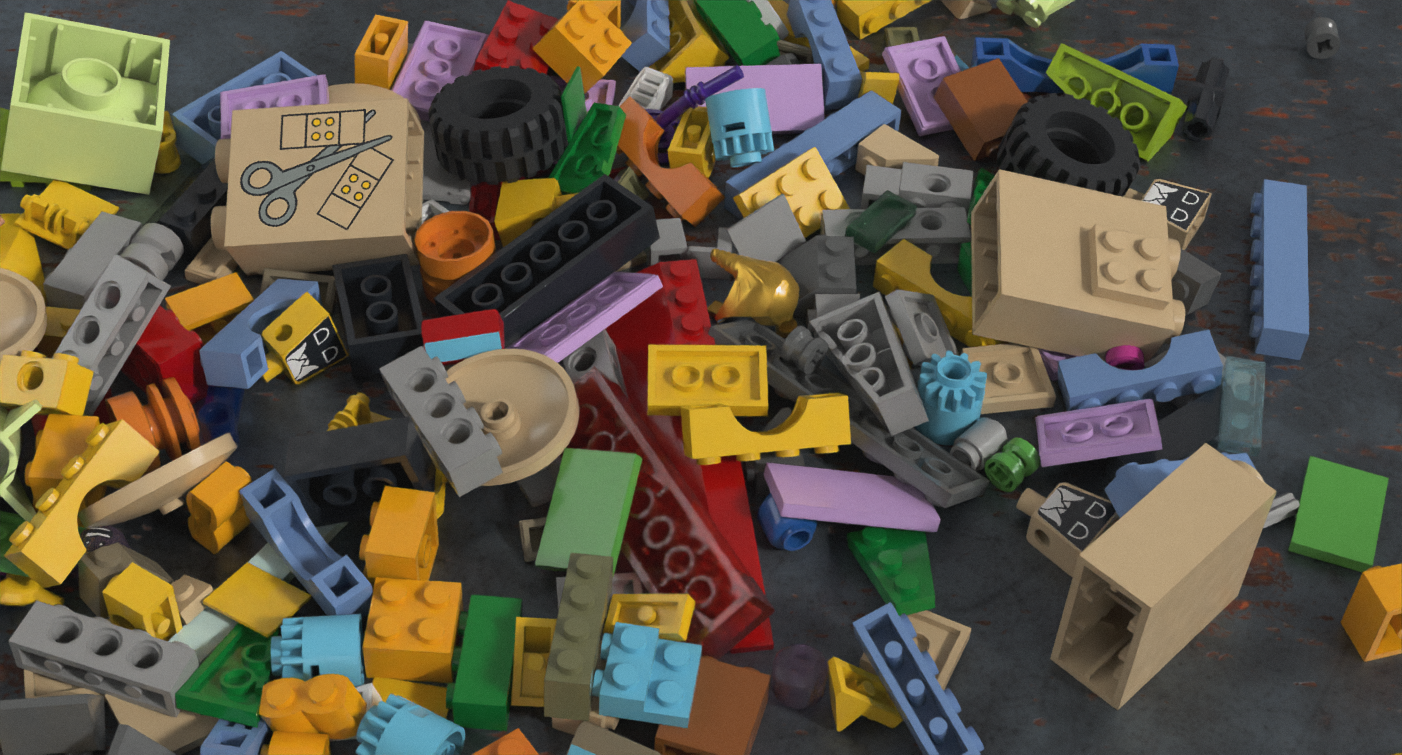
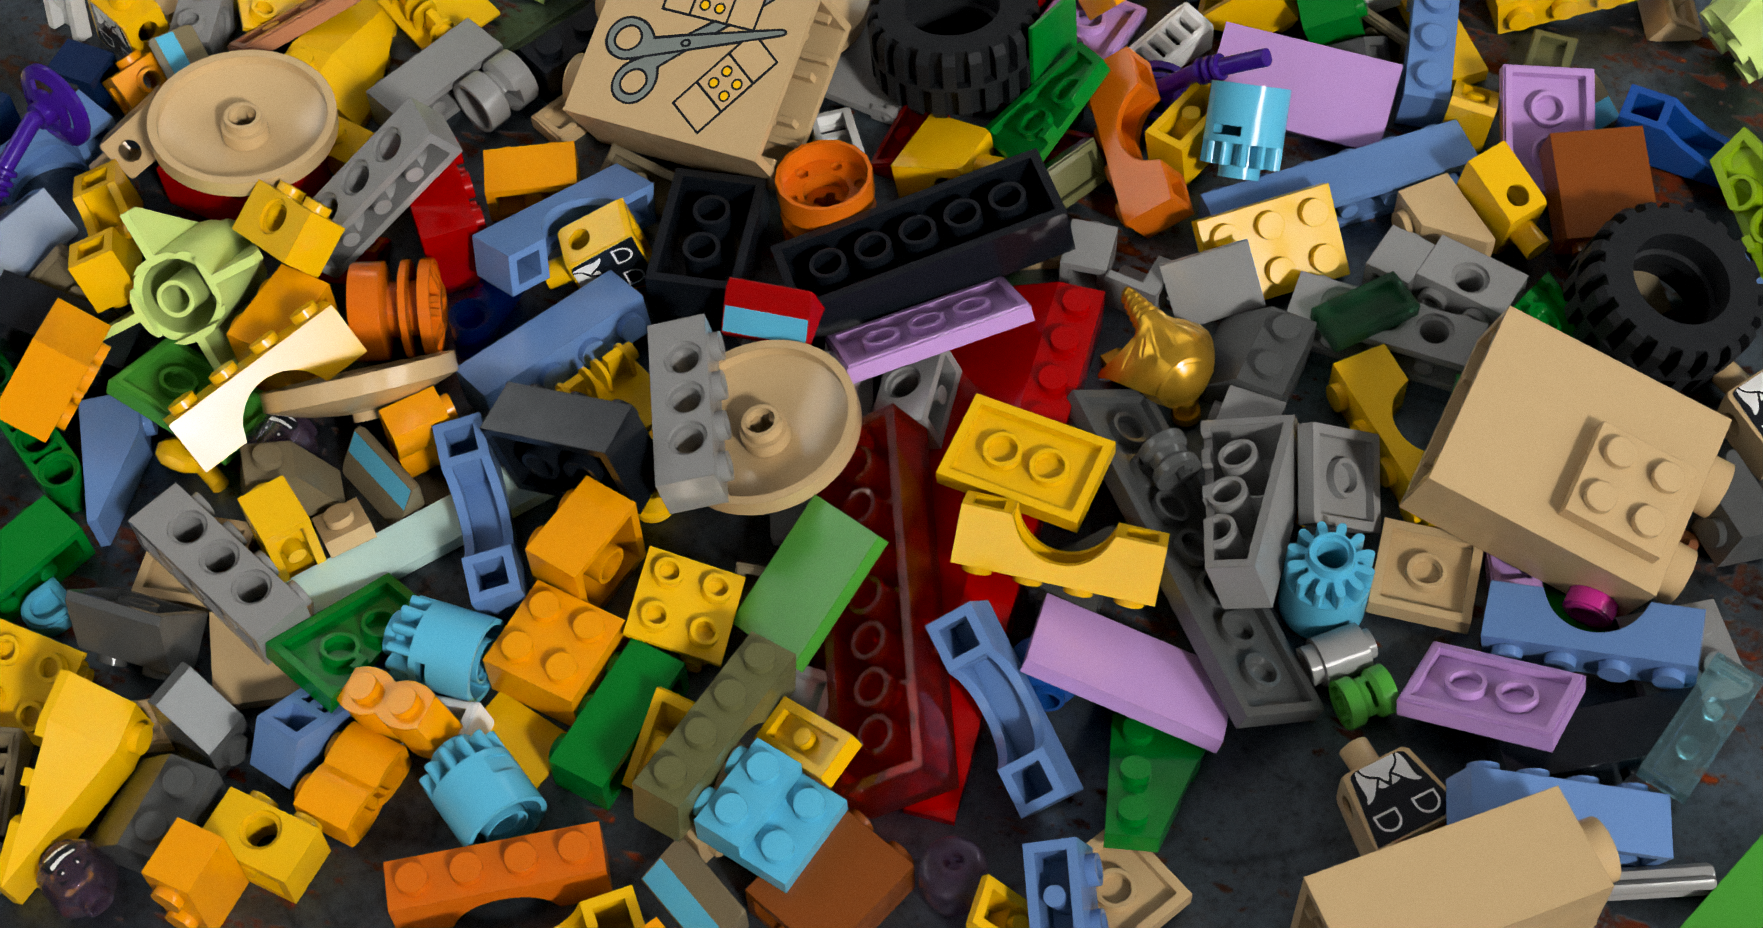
camera: 30 degrees right, 10 degrees up
(197, 553) = (381, 478): none -> dark tan slope
(257, 599) = (412, 555): yellow window -> none
(298, 409) = (557, 341): none -> medium blue brick
(498, 562) = (684, 607): none -> yellow hinge
(780, 545) = (1027, 746): none -> medium blue arch
(932, 127) = (1505, 200): none -> yellow torso

